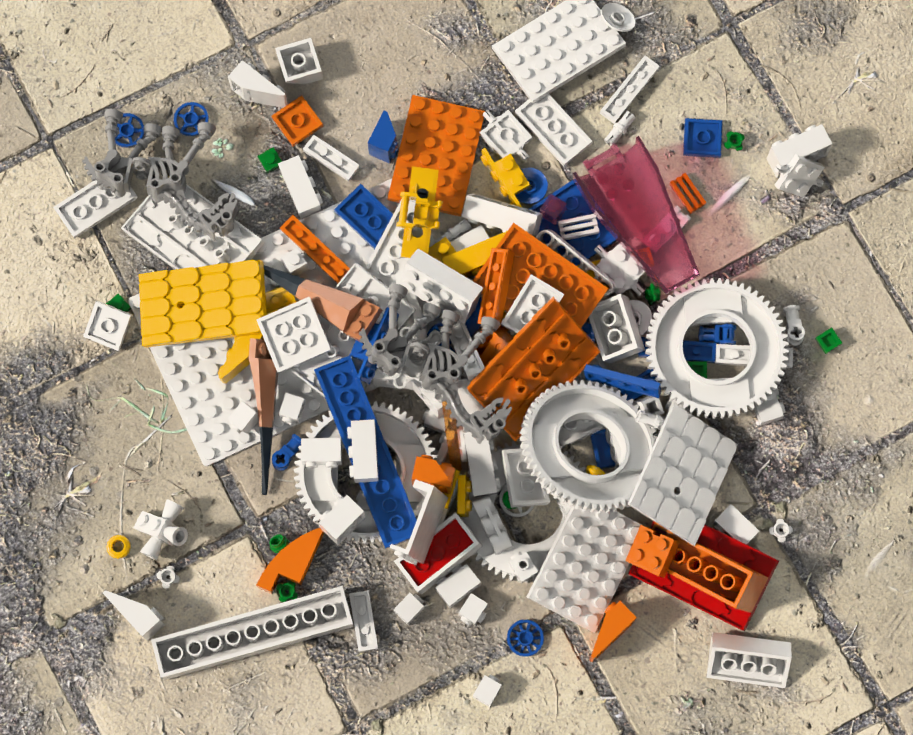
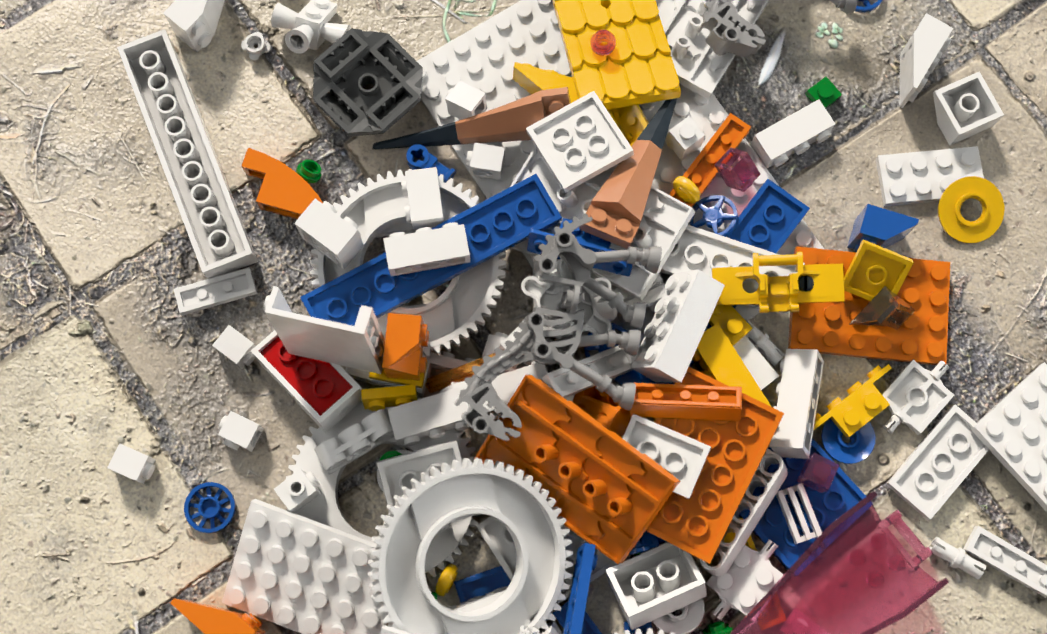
camera: 80 degrees right, 0 degrees up
(205, 473) = (362, 60): none -> dark grey piece
(211, 305) = (603, 36): none -> plate
(287, 586) = (241, 188): green plate -> none
(297, 121) = (883, 119): orange plate -> none
(325, 229) = (737, 169): none -> clear pink brick
(331, 158) = (840, 169): white plate -> none
(336, 266) = (686, 189): none -> yellow piece
(344, 96) = (924, 174): none -> white plate
(357, 251) = (713, 216): none -> wheel
(369, 86) = (991, 215): none -> yellow piece
(418, 145) = (874, 269): none -> yellow hinge
(445, 145) = (884, 310): none -> clear smoke slope
(458, 585) = (271, 407): white brick -> none

